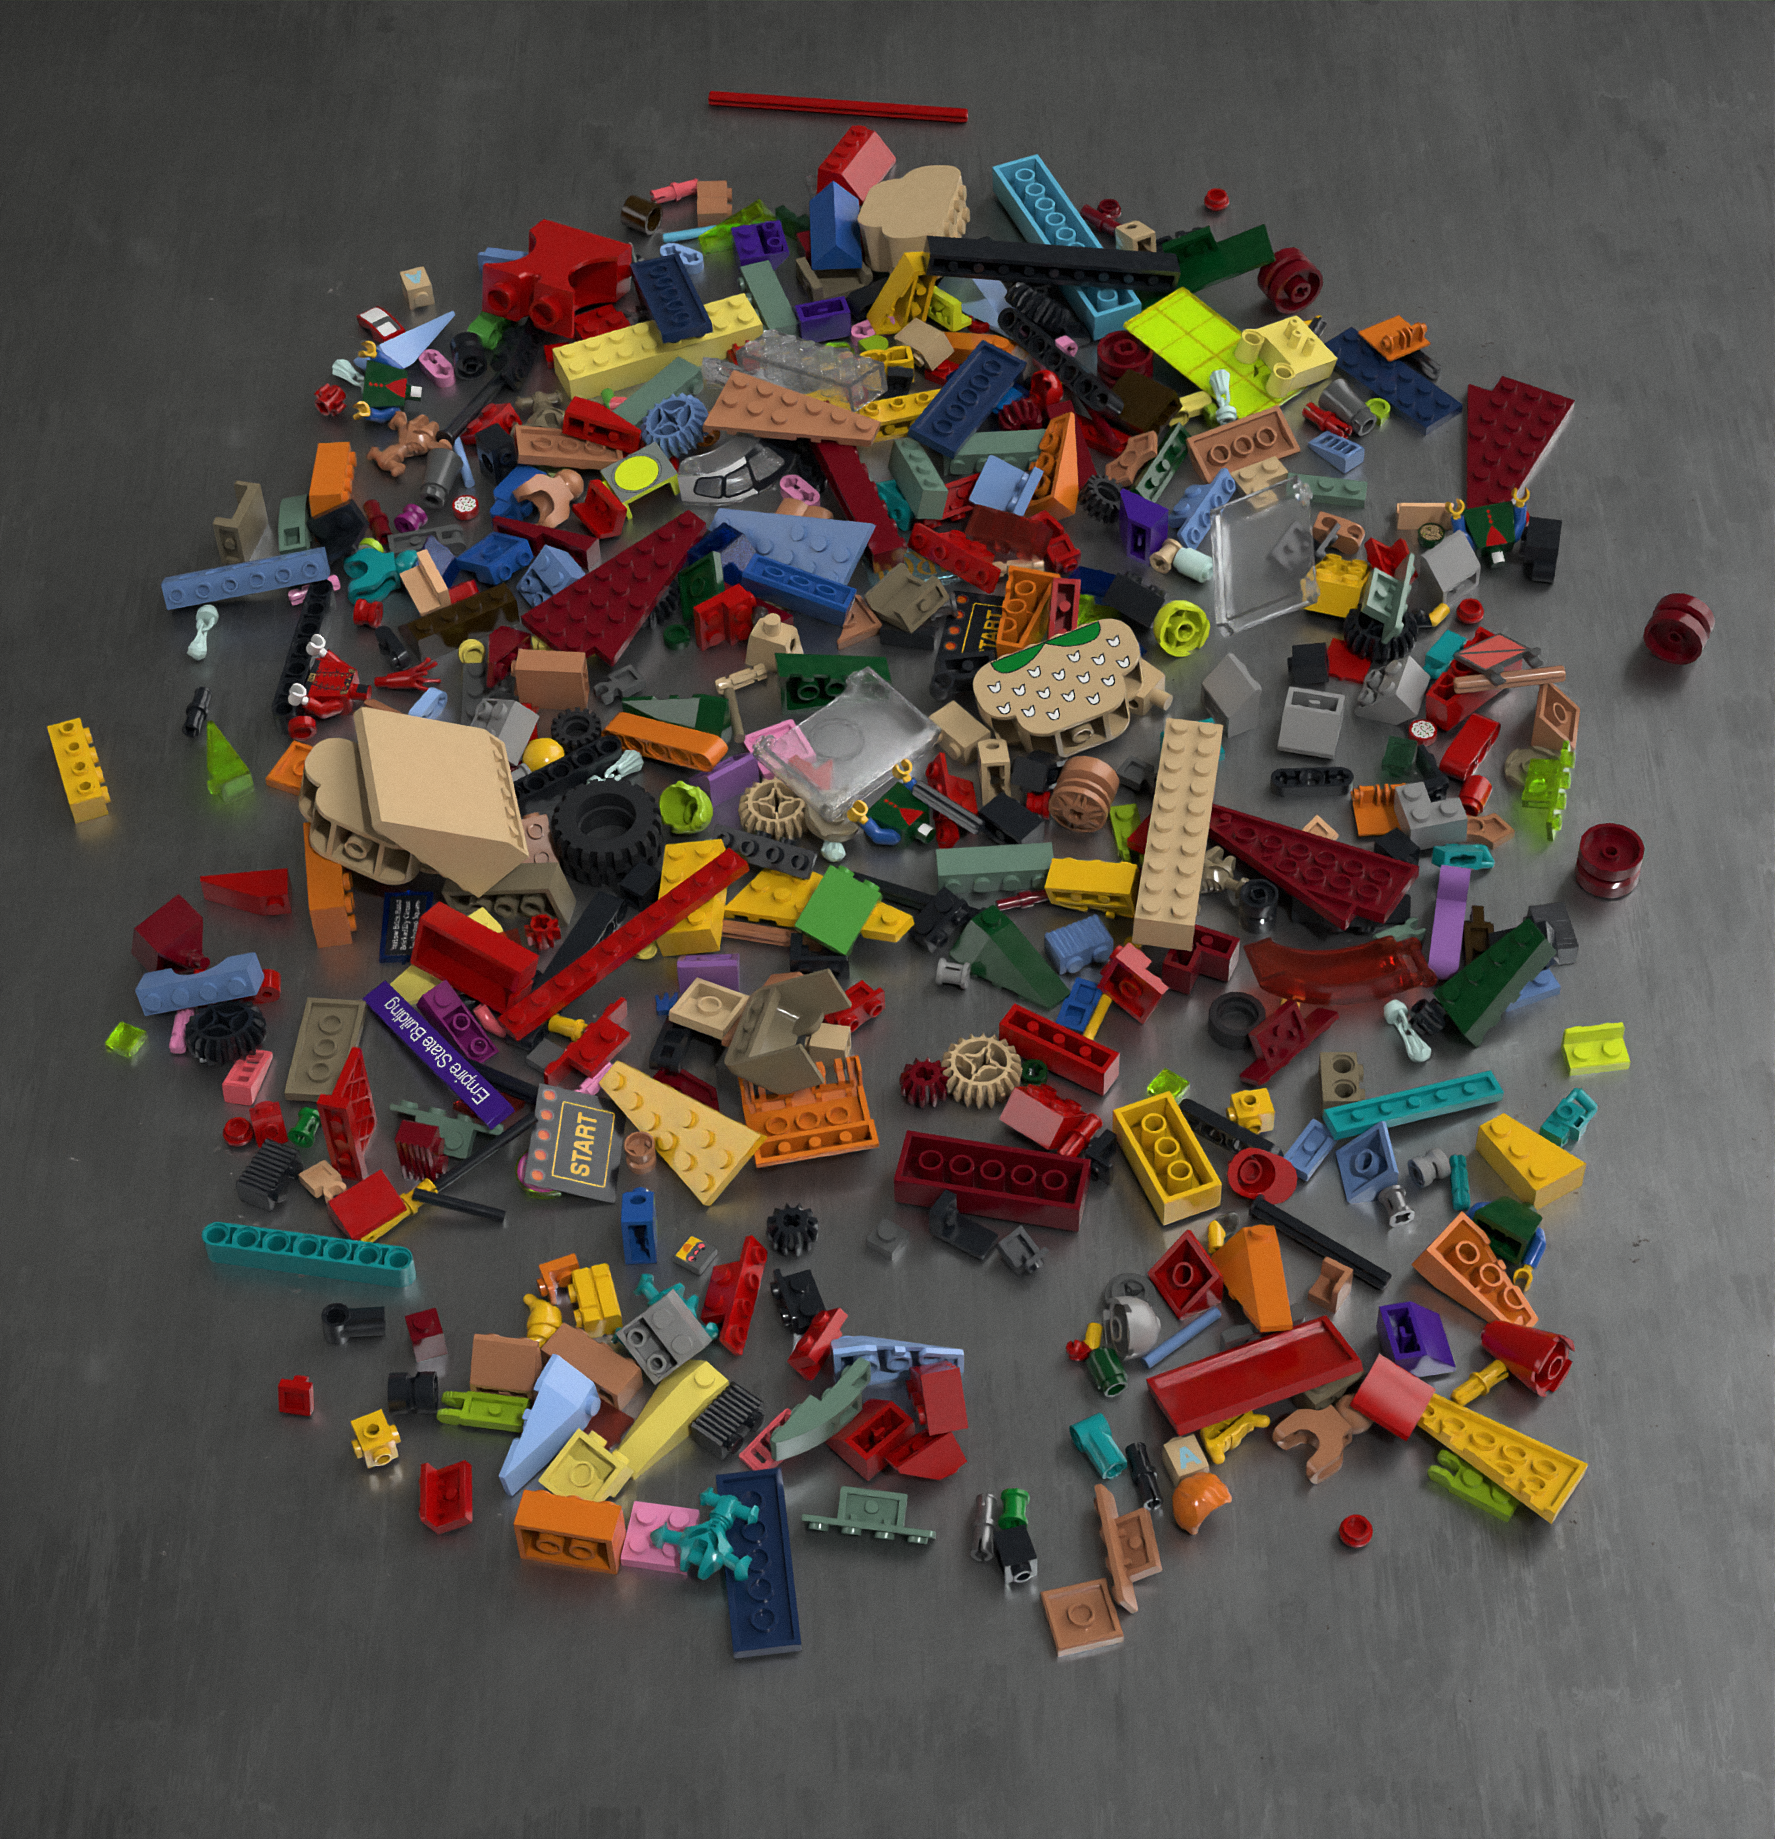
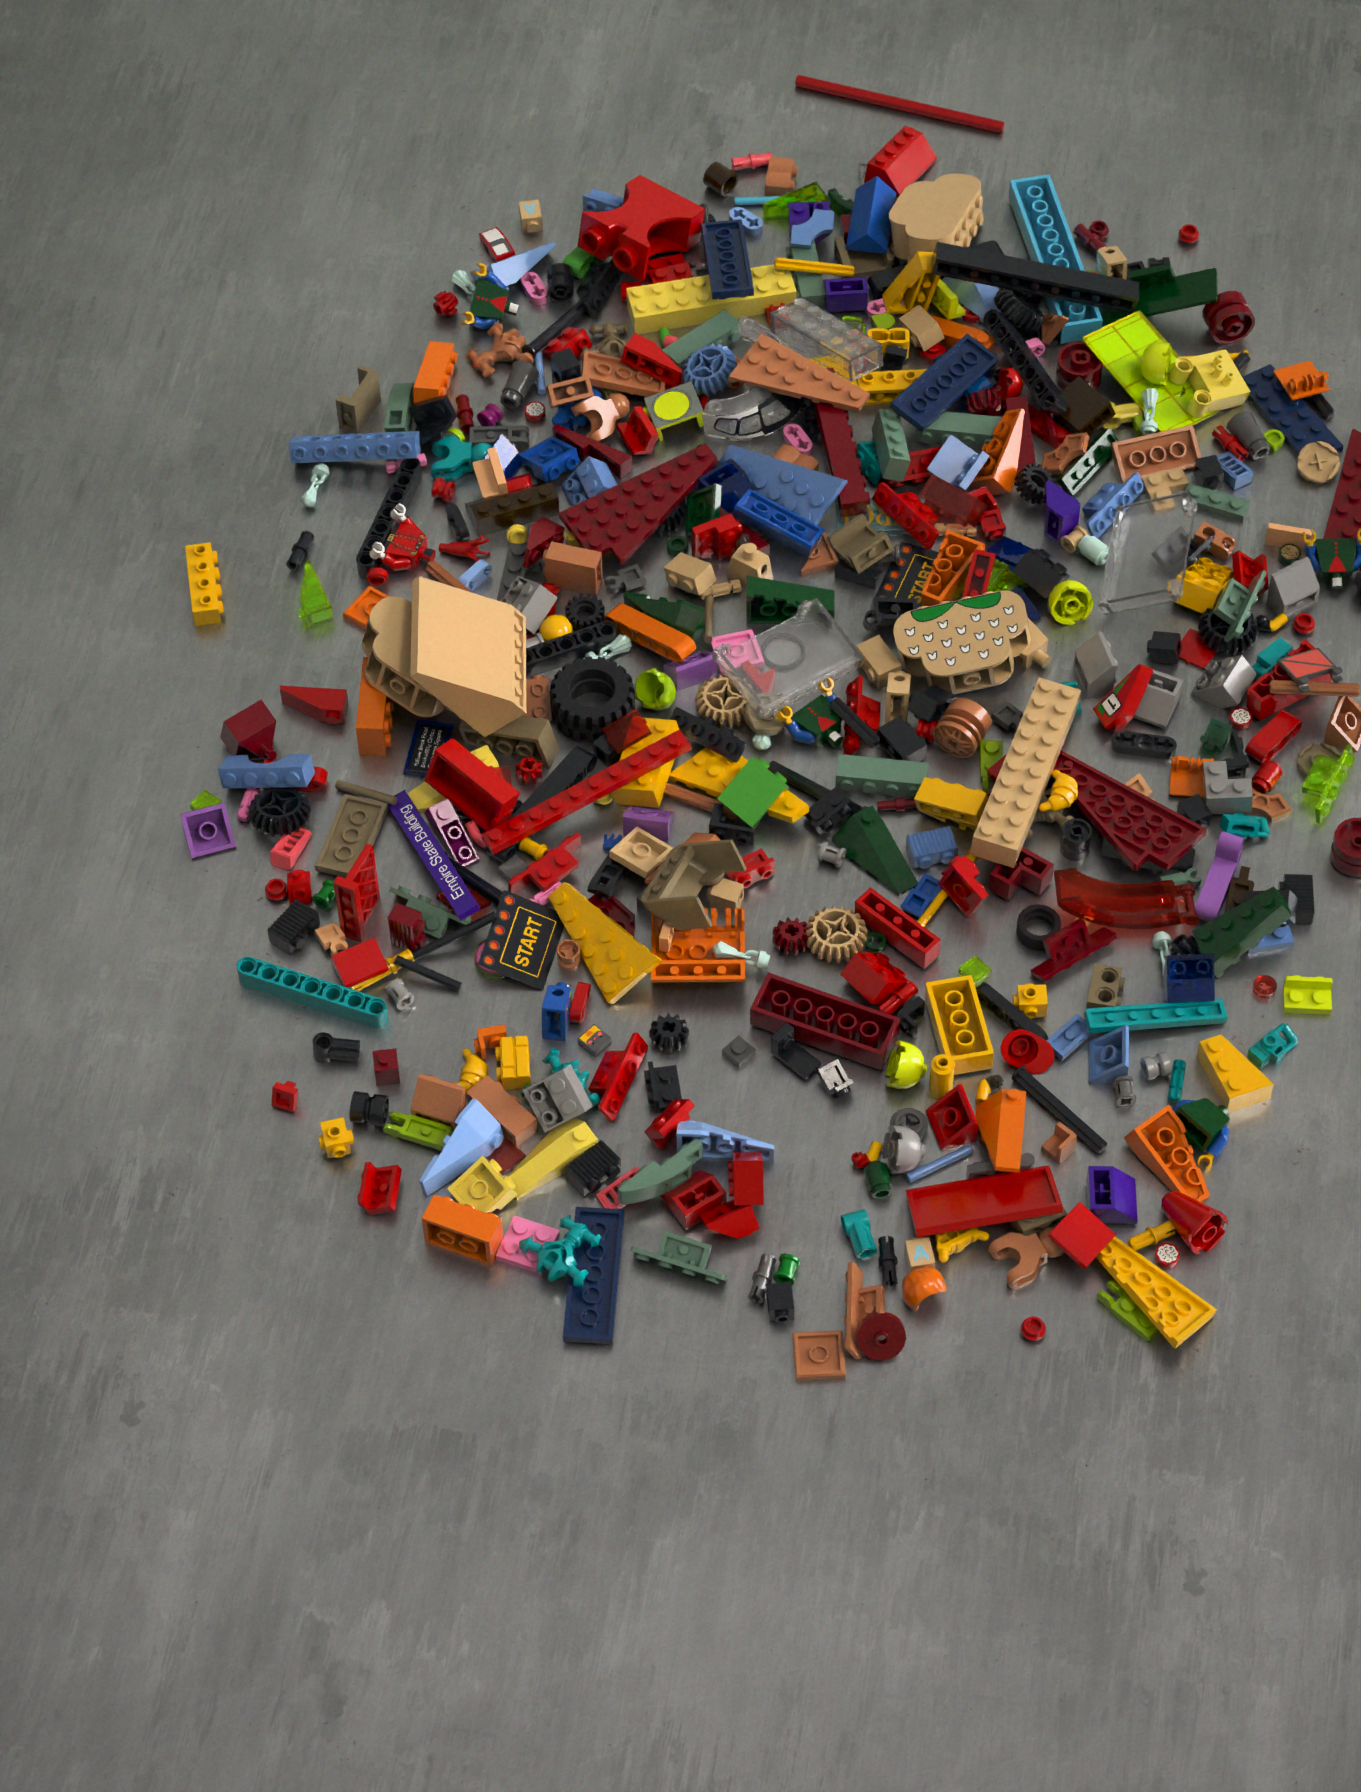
camera: 10 degrees right, 5 degrees up
(134, 1070) = (207, 830): none -> medium lavender slope
(335, 991) = (365, 792): none -> dark tan bar
(426, 1238) = (399, 994): none -> light grey bush
(505, 473) = (569, 391): none -> nougat brick
(661, 862) = (627, 731): none -> clear red piece
(666, 1210) = (579, 1002): none -> red beam
(700, 665) = (689, 574): none -> tan brick
(764, 1107) = (666, 937): none -> light nougat tile
(774, 244) = (819, 223): none -> medium blue tile
(778, 293) = (814, 267): none -> yellow axle
(844, 1113) = (723, 950): none -> light aqua piece
(1082, 318) = (1052, 326): none -> nougat tile
(1109, 1220) = (905, 1066): none -> neon yellow cylinder
(1151, 1563) = (881, 1325): none -> dark red plate
(1160, 1224) = (941, 1076): none -> yellow brick
(1218, 340) = (1155, 363): none -> neon yellow cylinder
(1230, 851) = (1063, 792): none -> yellow piece
(1276, 731) = (1123, 700): none -> red slope
(1310, 456) = (1208, 472): none -> black brick
(1438, 427) = (1318, 462): none -> tan tile
(1445, 1050) = (1189, 978): none -> clear blue slope
(1504, 1405) = (1167, 1255): none -> tile
(1538, 1048) = (1264, 987): none -> clear red tile

